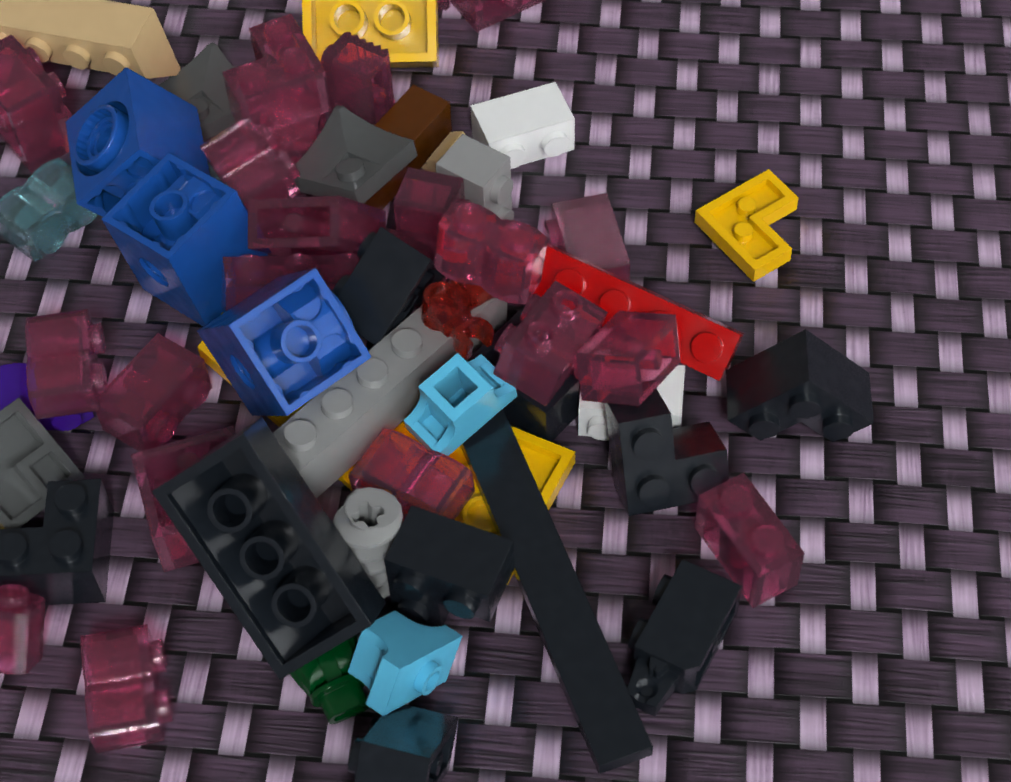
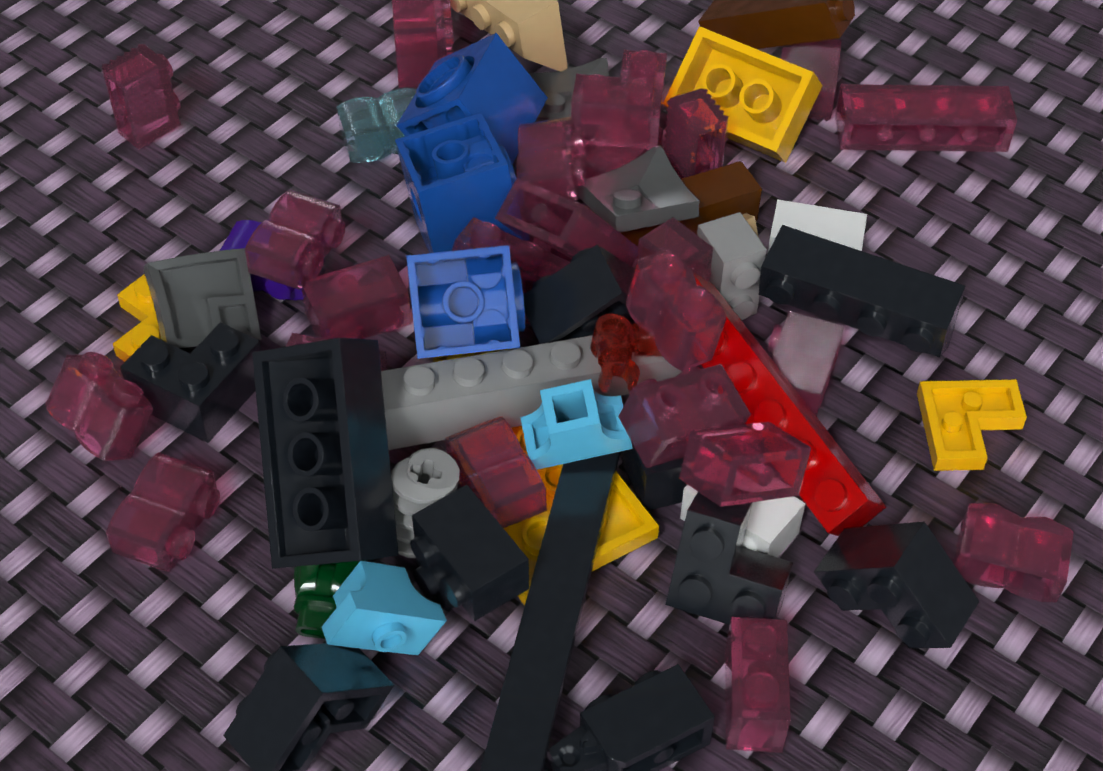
camera: 30 degrees right, 5 degrees down
(605, 154) = (861, 291): none -> black slope
(864, 316) = (1013, 552): none -> clear pink brick

